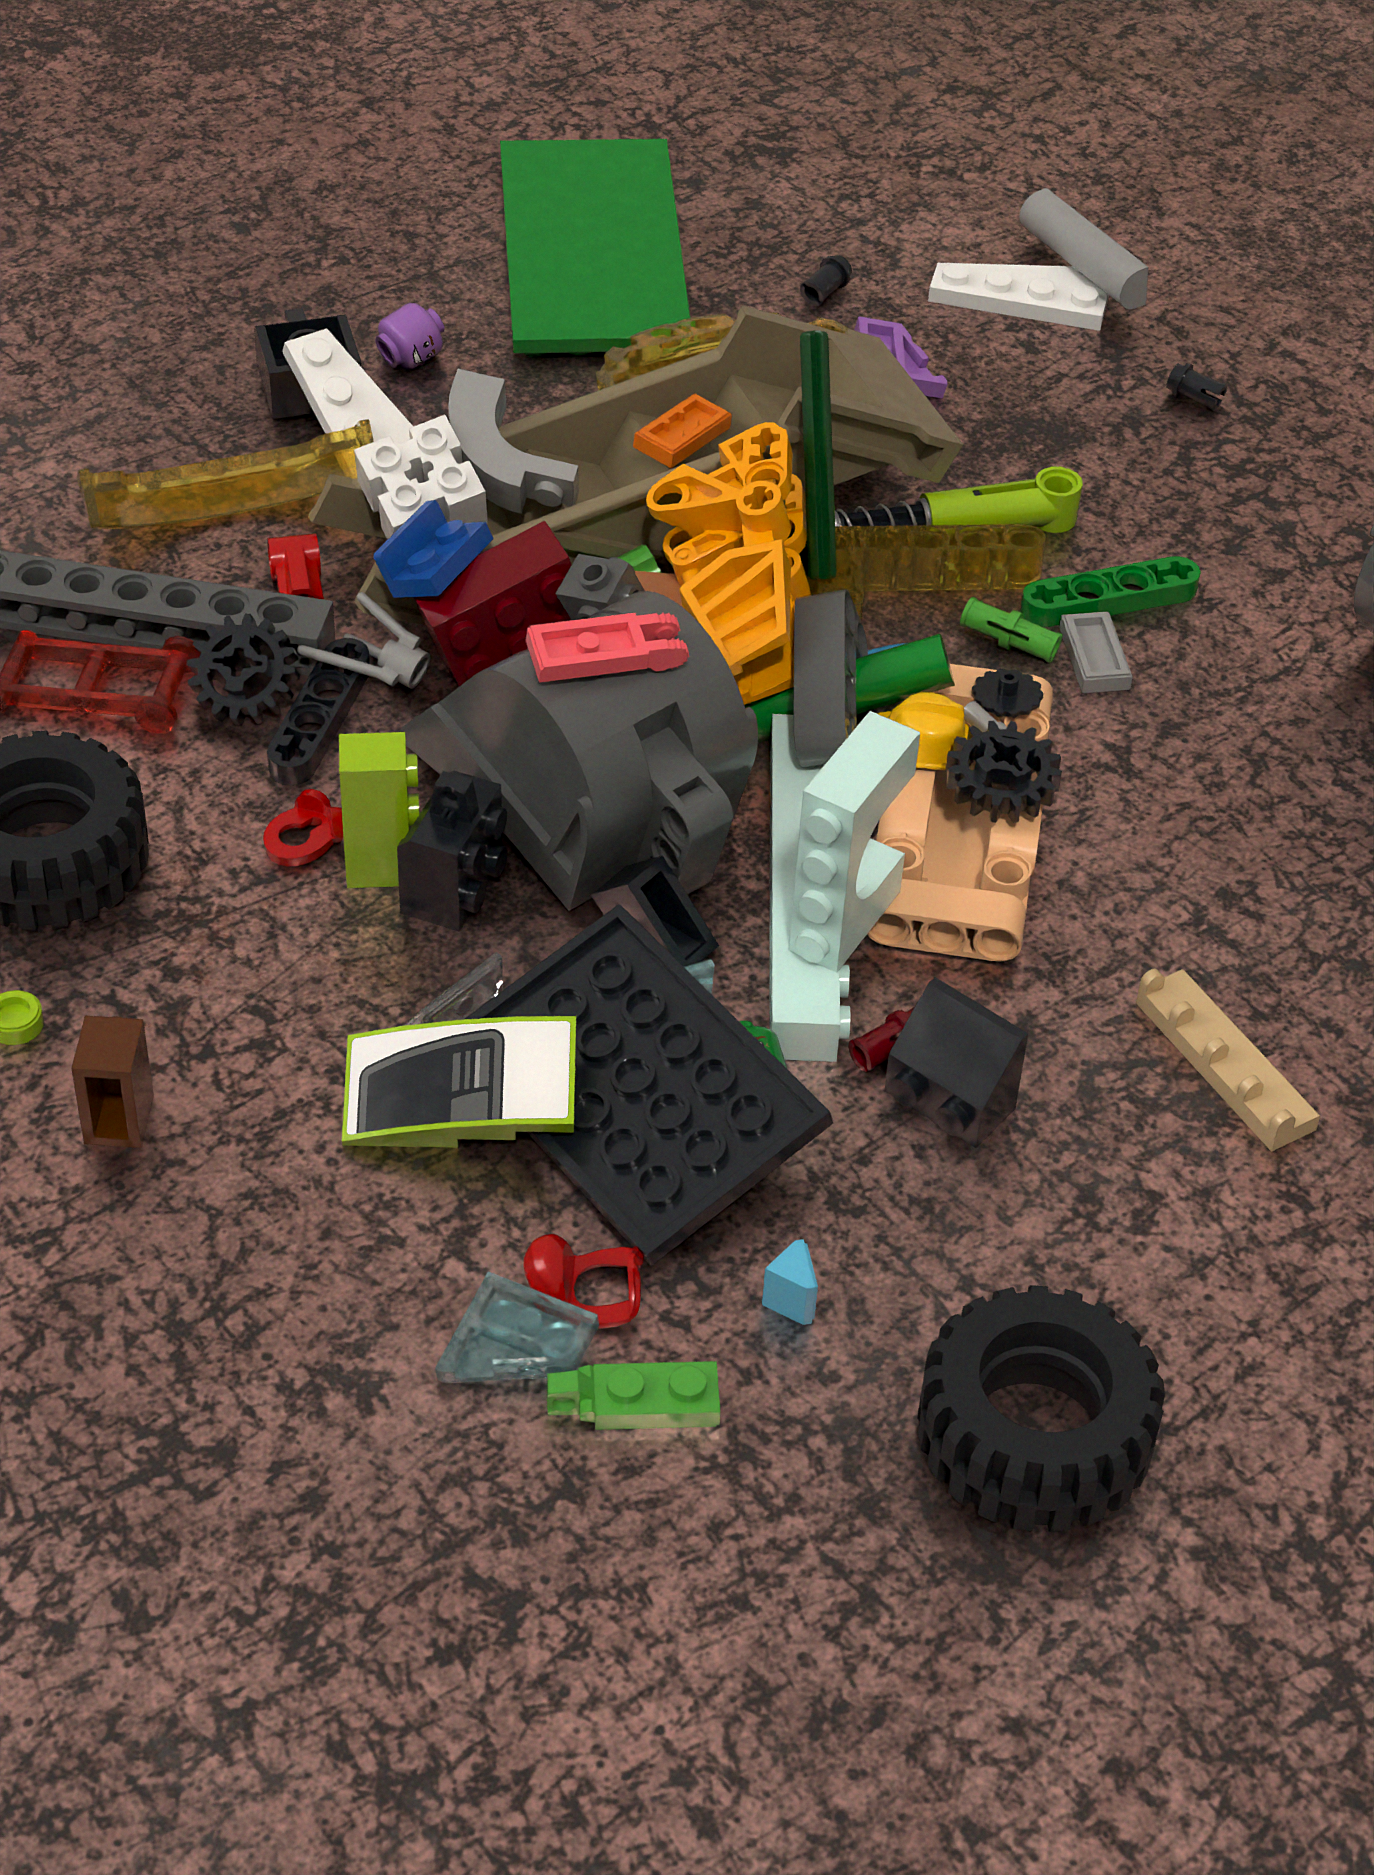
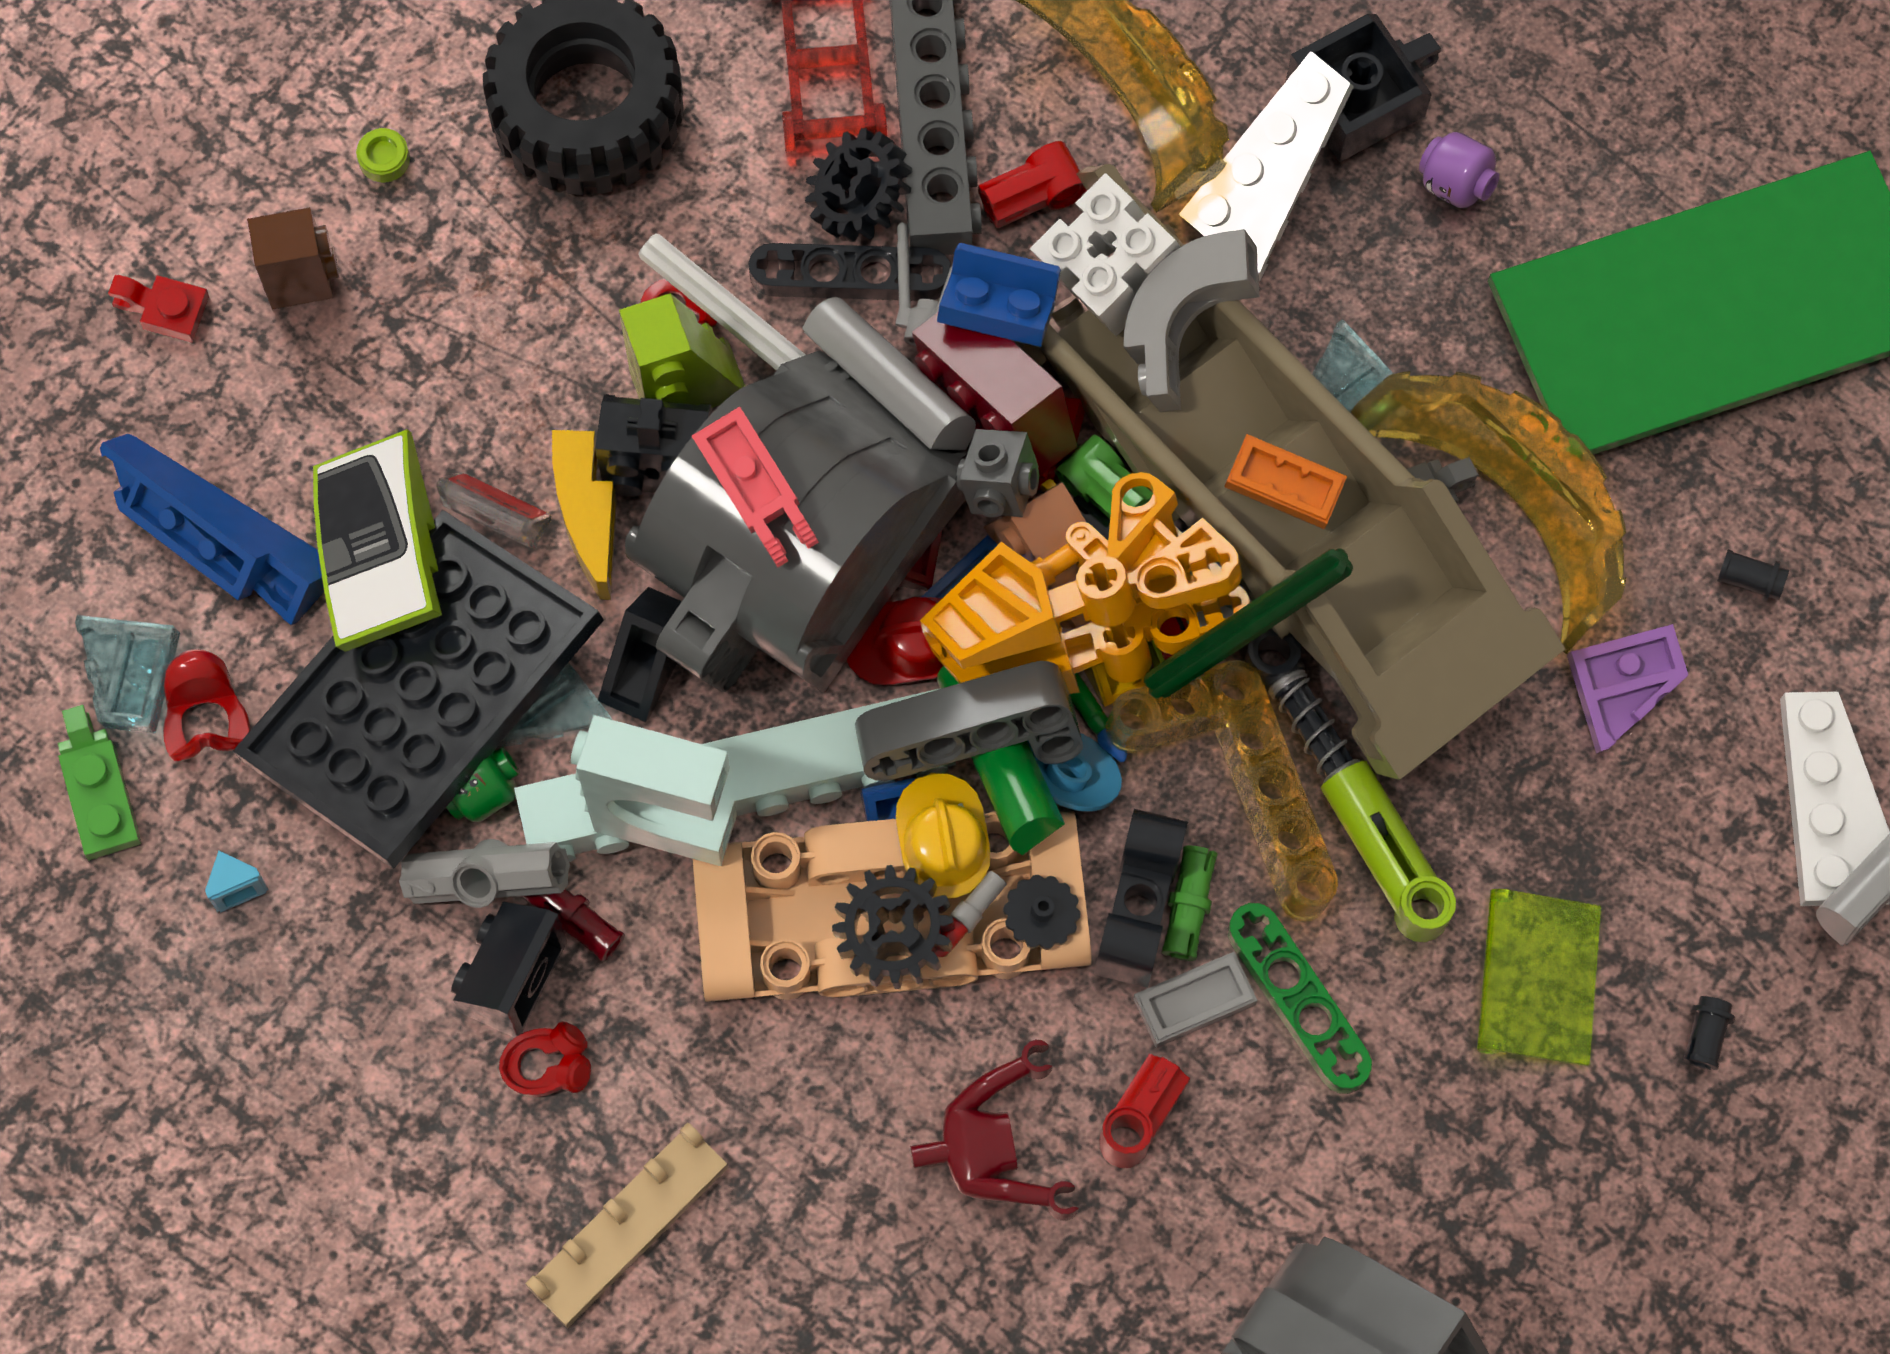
camera: 75 degrees right, 25 degrees up
(96, 1225) = (166, 309): none -> red plate
(291, 785) = (718, 302): none -> white axle
(385, 1231) = (214, 530): none -> blue wedge
(429, 685) = (889, 376): none -> light grey brick
(469, 932) = (585, 506): none -> yellow slope
(856, 1060) = (484, 873): none -> light grey piece
(987, 641) = (1147, 871): none -> black beam
(1026, 1471) = (84, 1061): black tyre -> none
(1068, 1075) = (570, 1074): none -> red piece
(1127, 464) = (1539, 977): none -> clear neon green piece
(1200, 794) = (981, 1142): none -> dark red piece
(1206, 699) = (1144, 1109): none -> red piece

